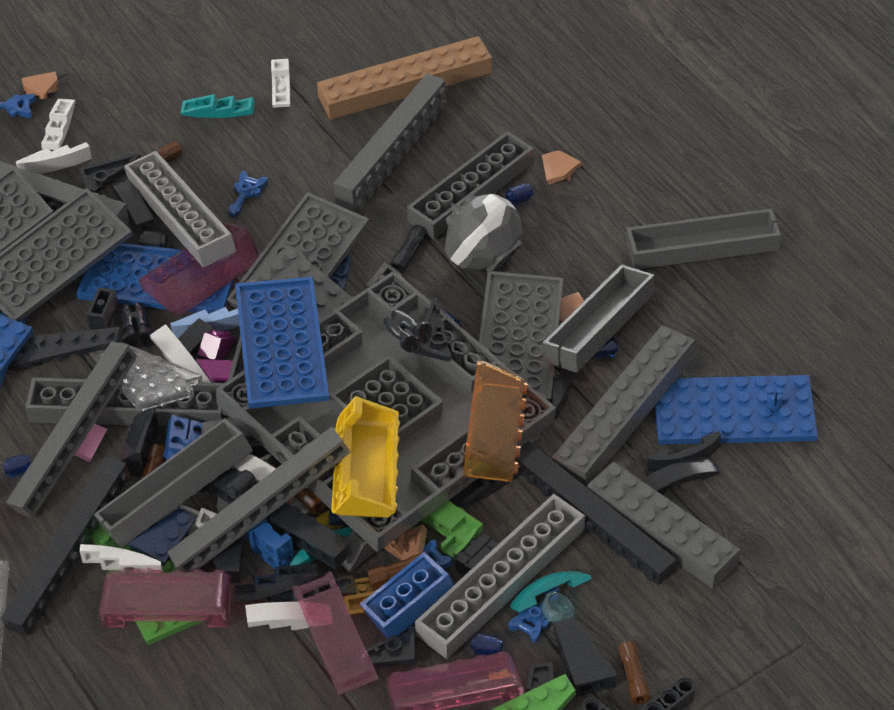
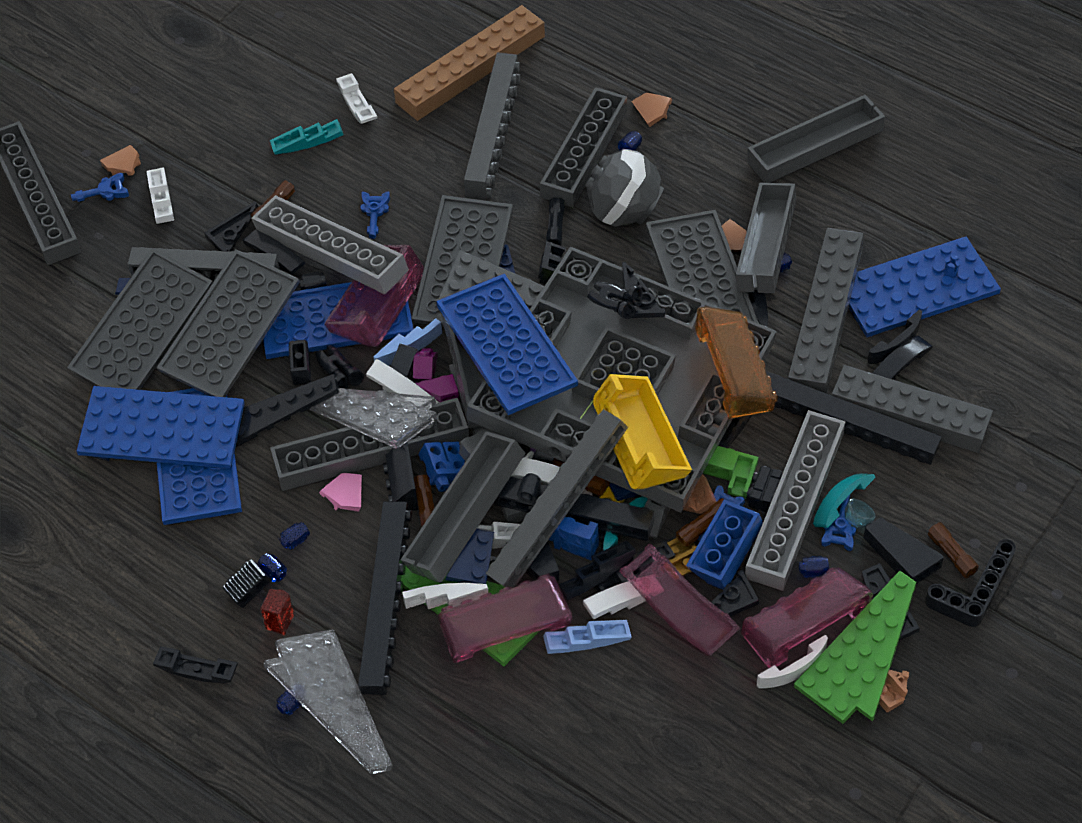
camera: 20 degrees left, 5 degrees up
(61, 158) = (169, 234): white slope -> none
(71, 429) = (337, 485): dark grey brick -> none
(234, 642) = (586, 637): none -> light blue slope

